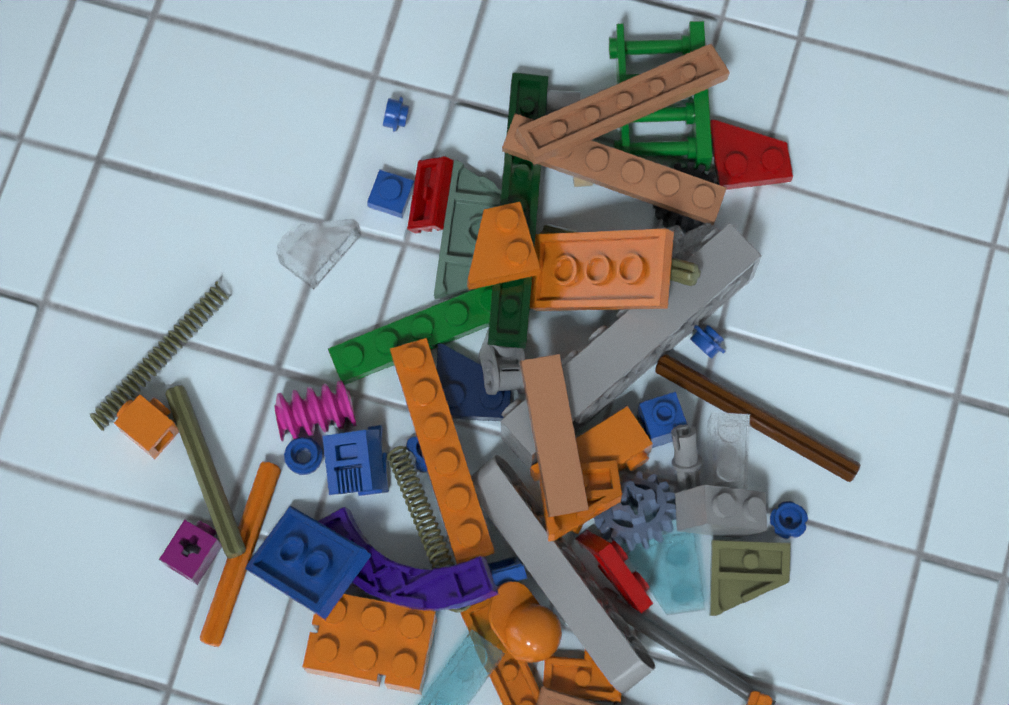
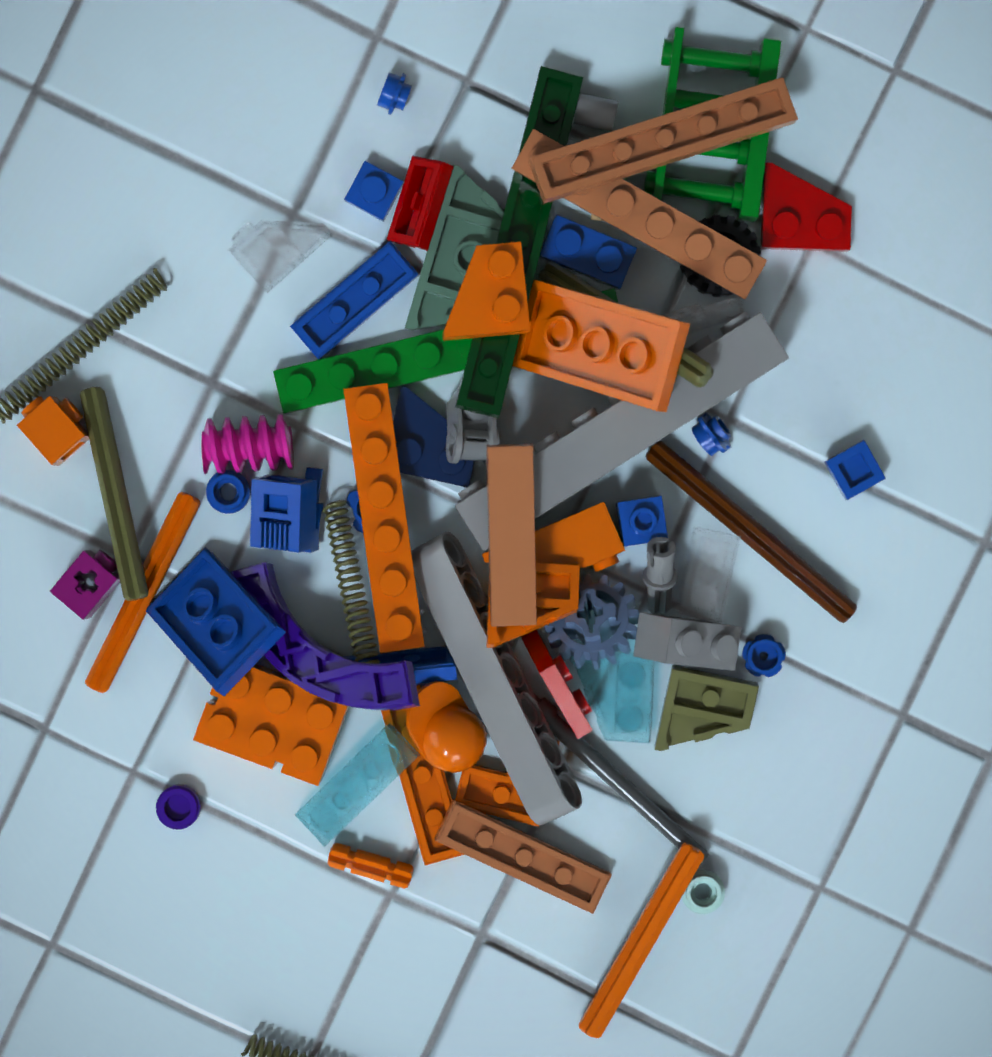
camera: 10 degrees right, 15 degrees up
(388, 283) = (354, 300): none -> blue tile
(575, 211) = (588, 252): none -> blue plate
(834, 351) = (854, 470): none -> blue plate

